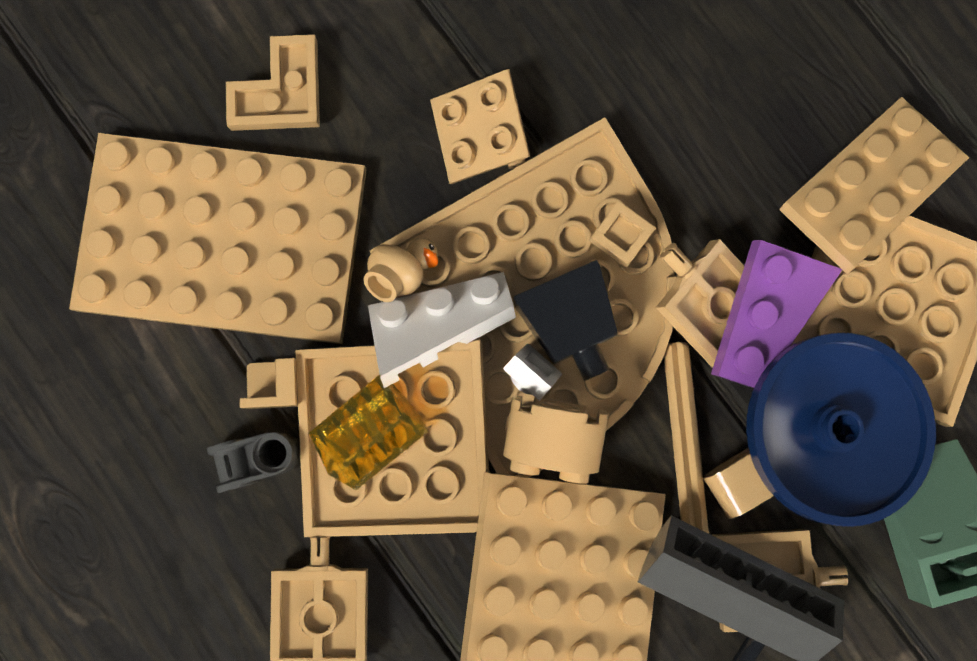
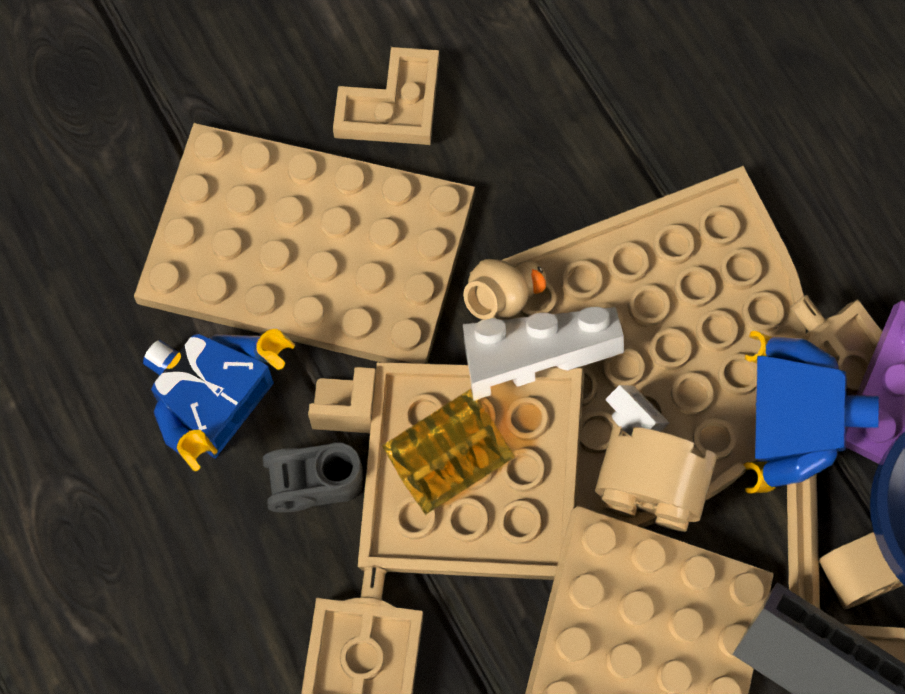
camera: 10 degrees right, 15 degrees down
(148, 393) = (211, 388): none -> blue torso
(480, 127) = (605, 163): tan hinge -> none
(571, 318) = (684, 361): black torso -> none
(622, 234) = (750, 282): tan plate -> none
(680, 356) = (801, 411): none -> blue torso

